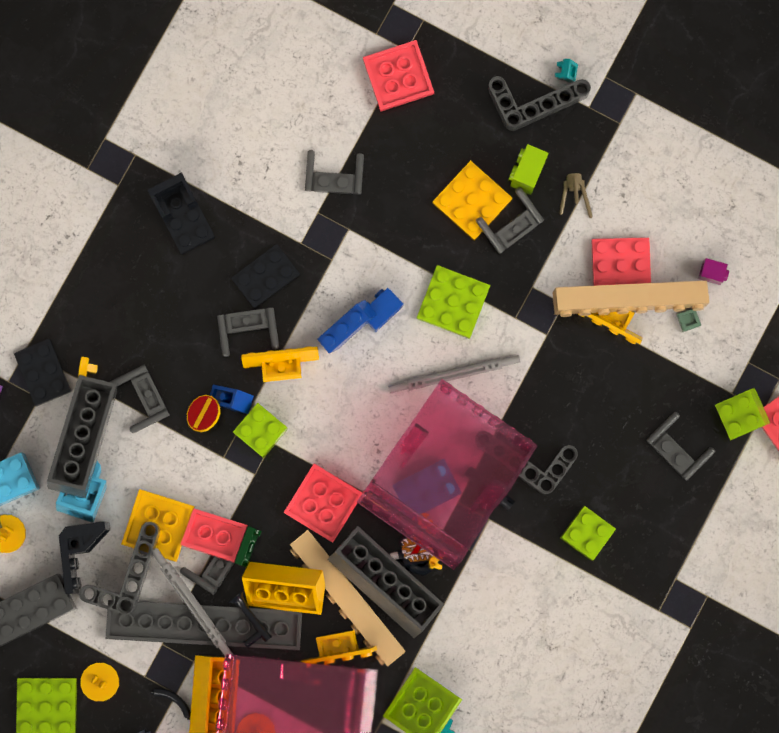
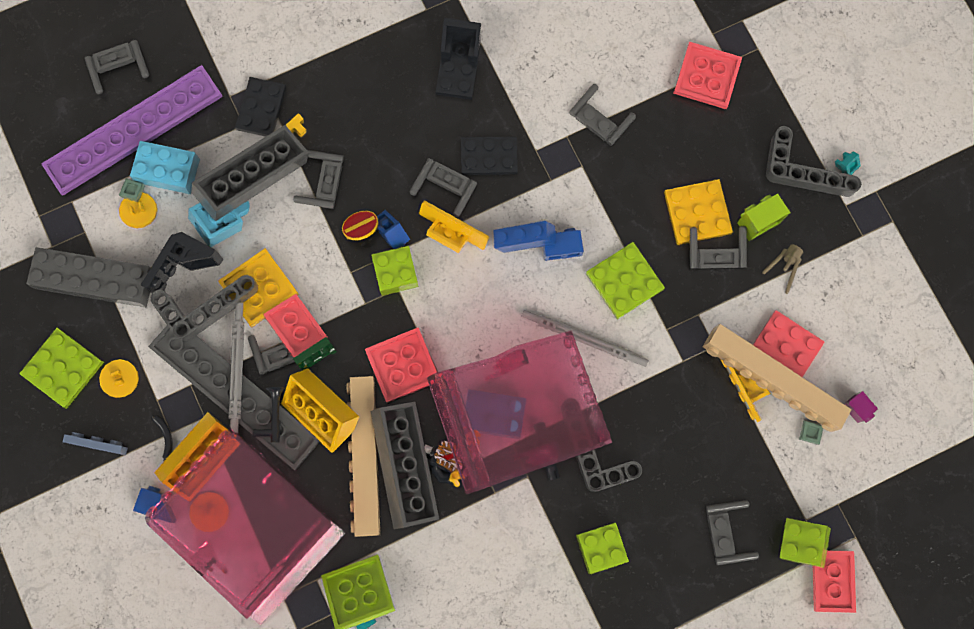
camera: 35 degrees right, 5 degrees down
(337, 646) = (328, 490): yellow bracket -> none

